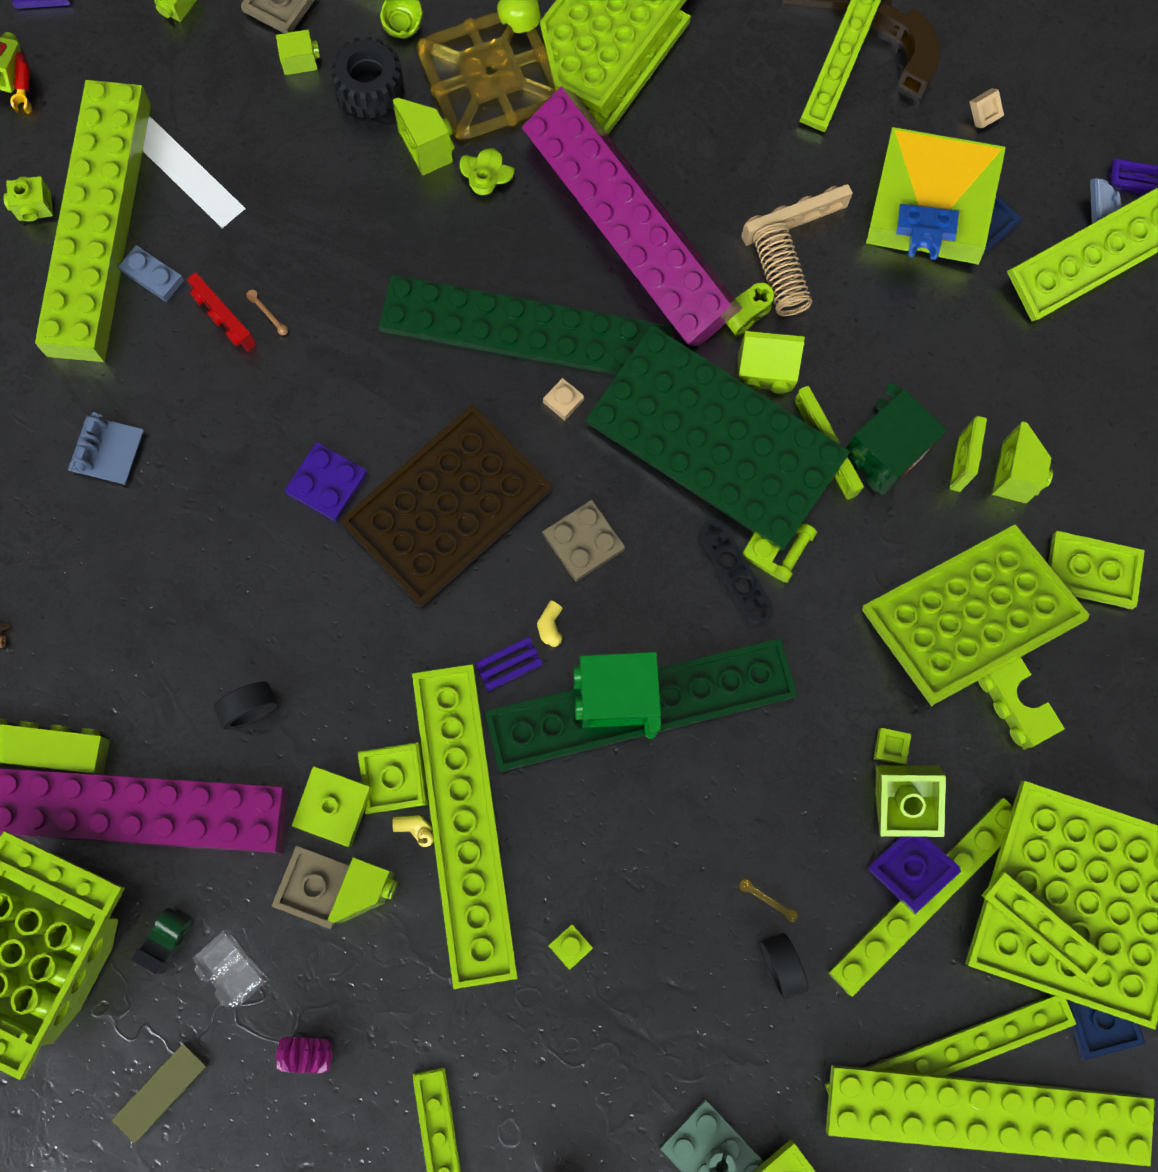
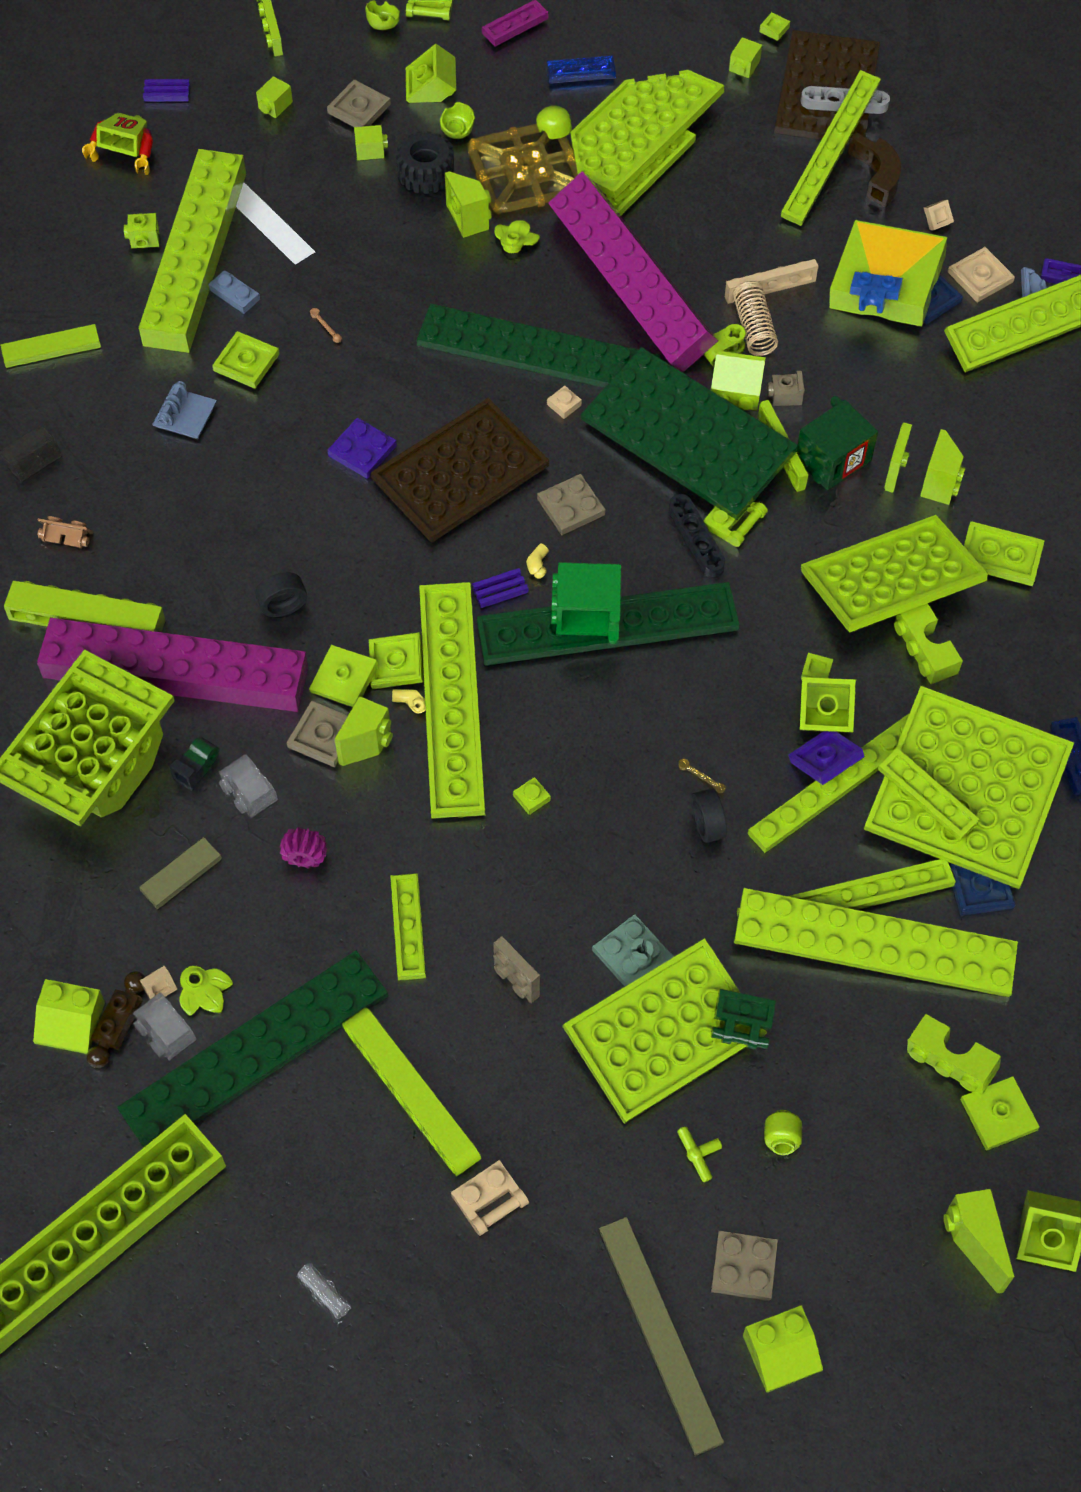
camera: 10 degrees right, 15 degrees down
(173, 370) = (246, 359): none -> lime plate
(220, 313) = (288, 321): red plate -> none
(822, 372) = (786, 389): none -> dark tan brick
(1040, 185) = (981, 274): none -> tan tile

